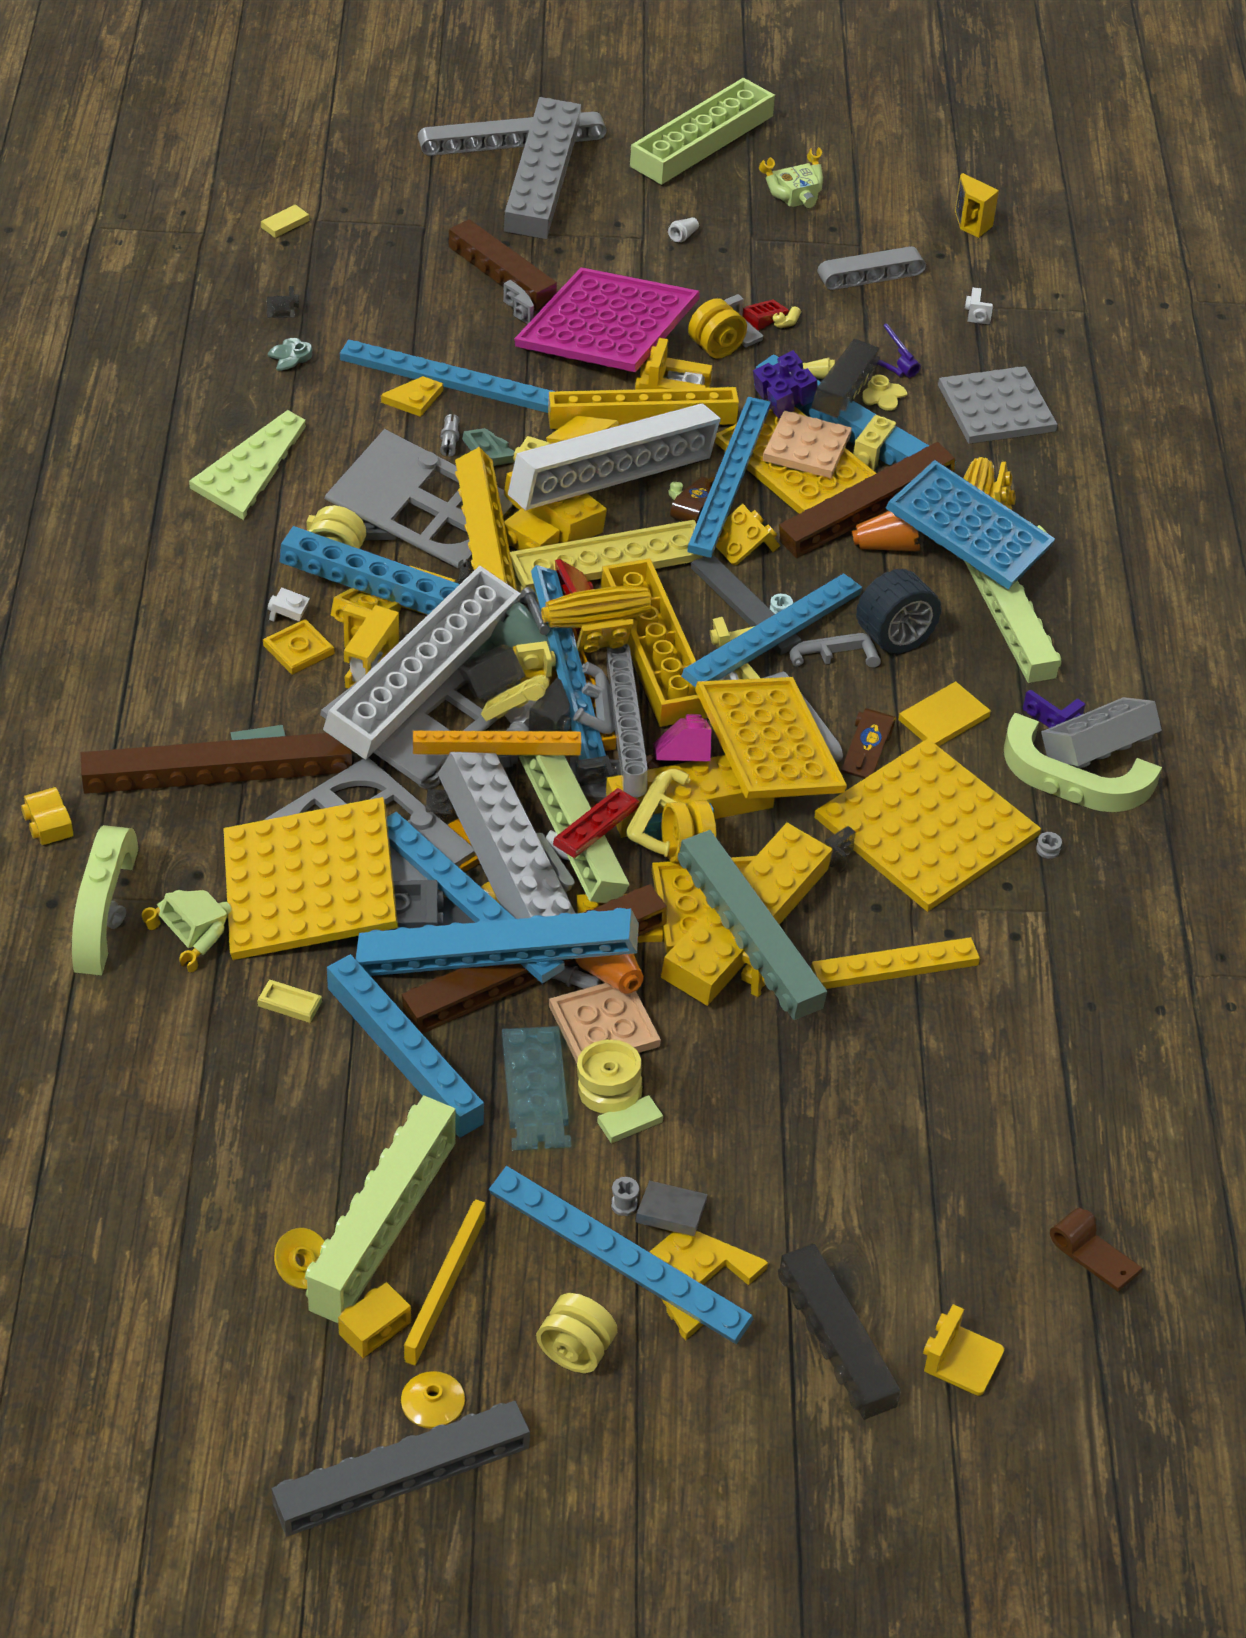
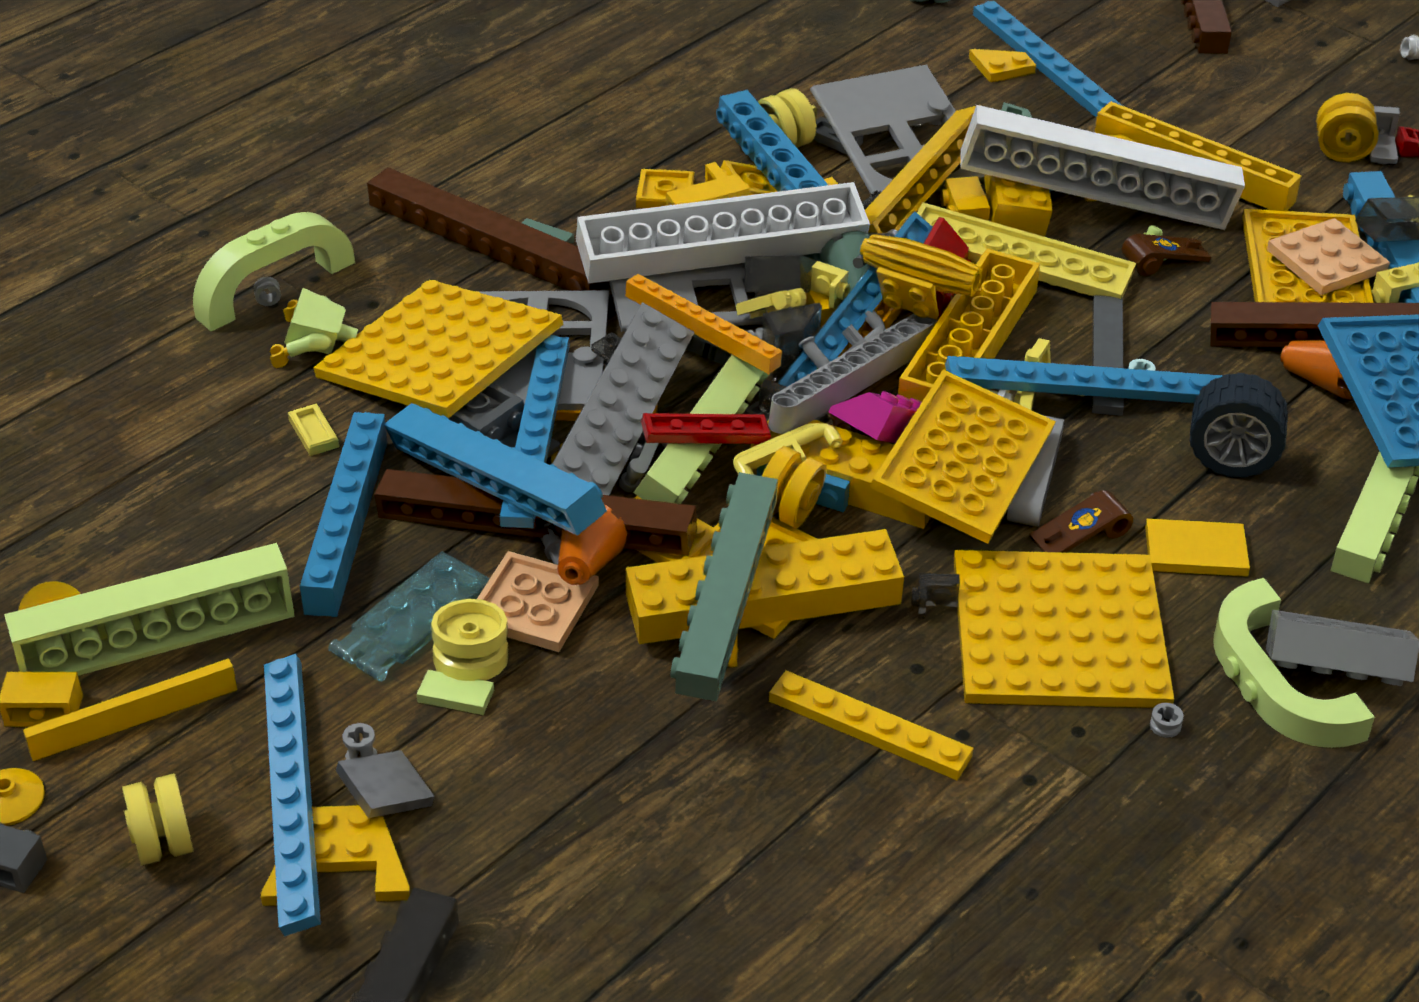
camera: 45 degrees right, 5 degrees down
(47, 816) = (316, 196): yellow brick -> none
(248, 468) = (796, 50): yellowish green wing -> none
(288, 604) = (688, 153): white bracket -> none
(449, 435) = (996, 100): light grey pin -> none
(519, 300) = (1182, 31): light grey slope -> none
(607, 319) = (1247, 78): dark pink plate -> none
(671, 373) = (1249, 134): yellow brick -> none
(728, 477) = (1207, 242): dark azure plate -> none
(743, 534) = (1173, 292): yellow bracket -> none
(785, 383) = (1350, 188): dark purple brick -> none
(836, 644) = (1150, 429): light grey piece -> none
(1048, 713) = (1305, 593): dark purple bracket -> none

